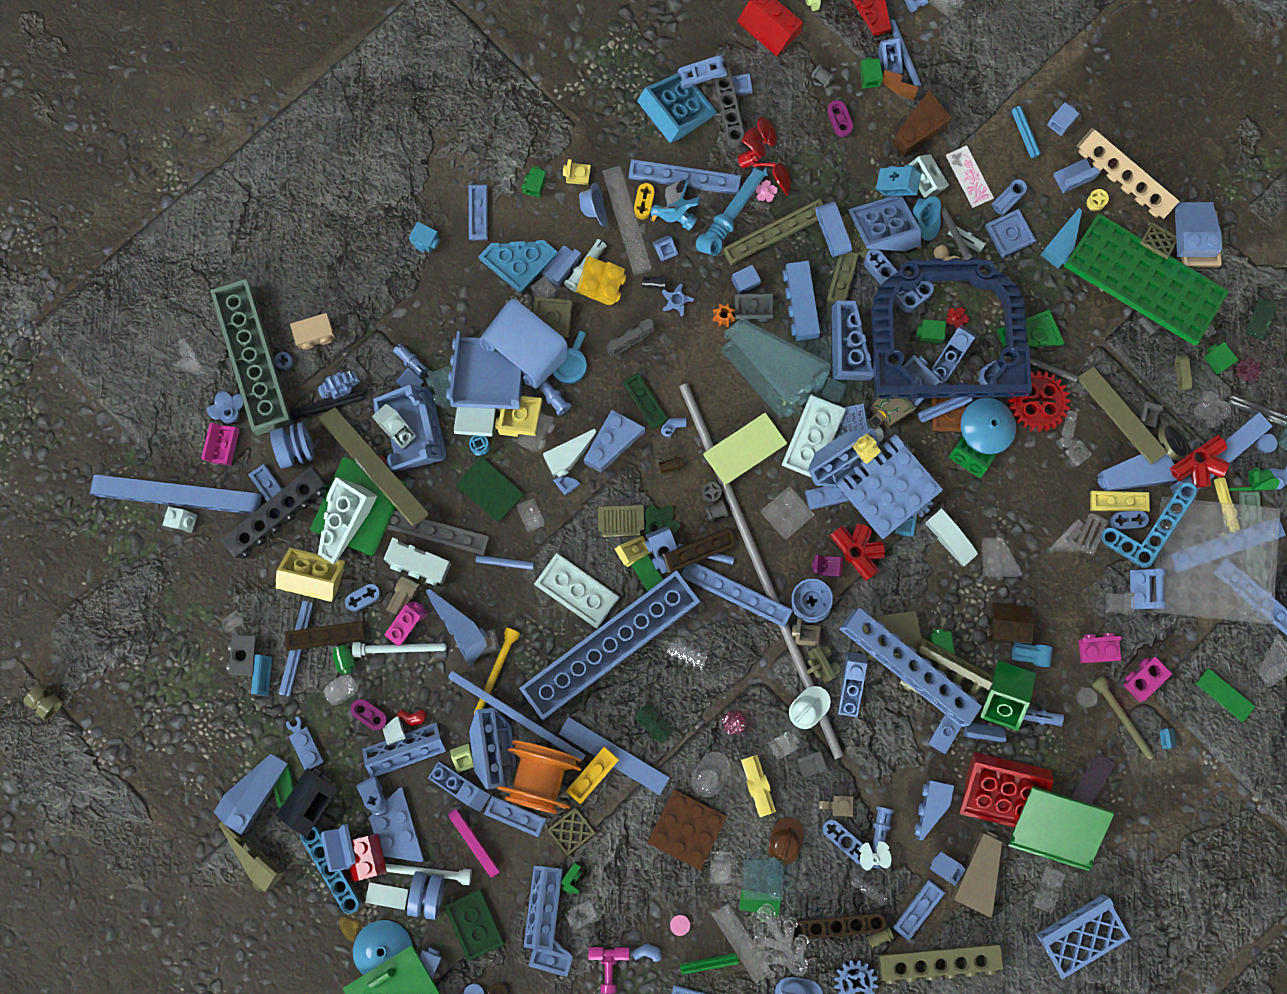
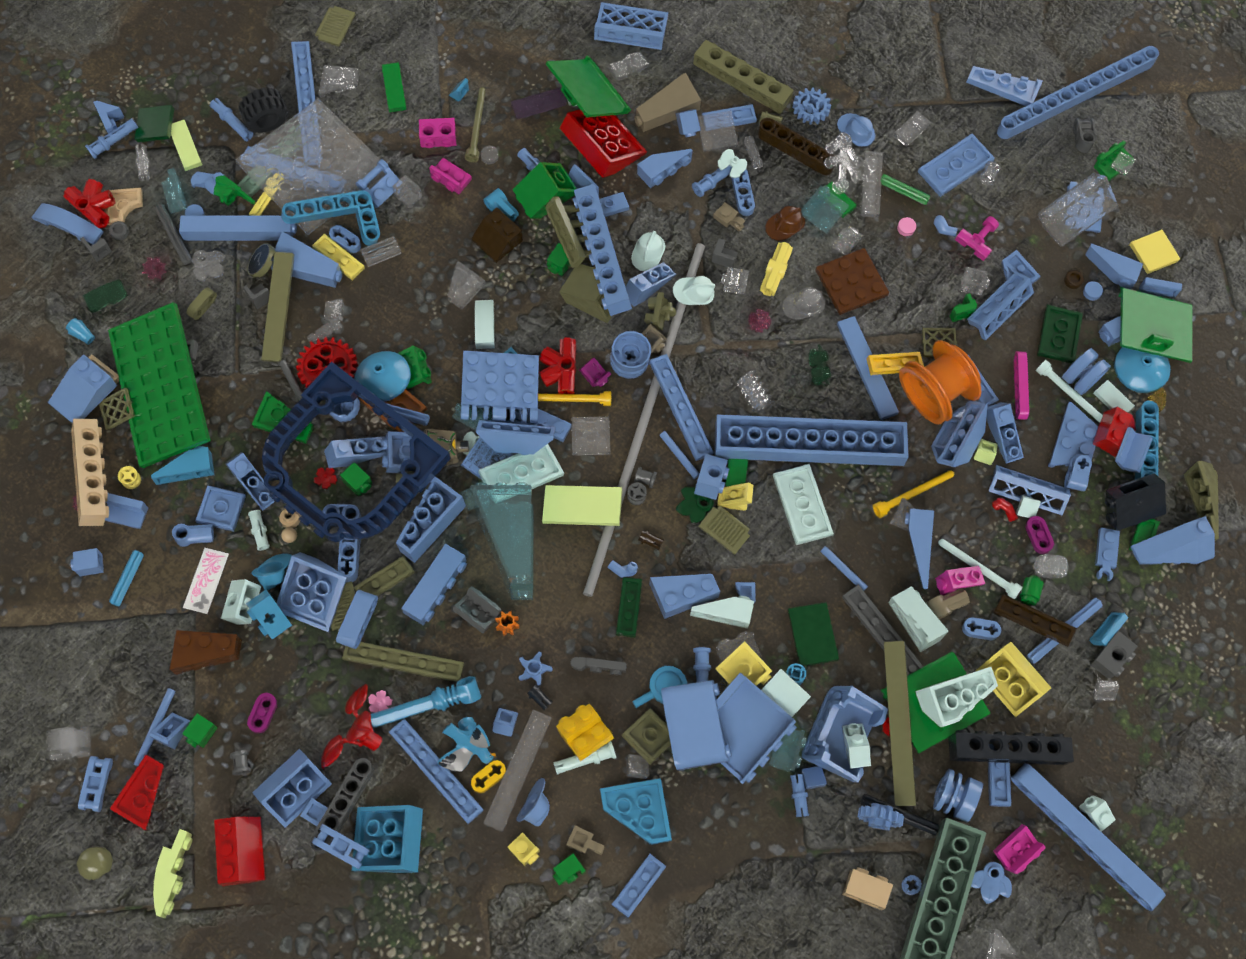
camera: 145 degrees left, 10 degrees down
(424, 238) = (706, 896): dark azure brick -> none
(515, 715) = (923, 446): medium blue tile -> none
(530, 515) = (796, 585): clear slope -> none
(541, 209) = (582, 841): none -> dark tan plate
(562, 265) = (604, 775): medium blue panel -> none
(699, 549) = (684, 455): dark brown tile -> none
(746, 279) = (464, 636): medium blue panel -> none
(772, 86) = (291, 788): none -> medium blue slope
(803, 551) = (603, 398): none -> yellow piece
(866, 448) = (494, 421): light yellow bracket -> none
(878, 716) = (648, 251): none -> light aqua piece
(893, 82) = (188, 704): dark orange slope -> none
(916, 883) = (717, 131): none -> clear tile
(955, 233) = (266, 533): dark grey bar -> none
(1015, 268) = (250, 480): none -> medium blue slope
(1065, 542) = (406, 259): clear slope -> none
(1210, 463) = (254, 222): red piece -> none
(1220, 357) = (164, 291): green brick -> none
(1250, 276) = (80, 331): none -> dark azure cone

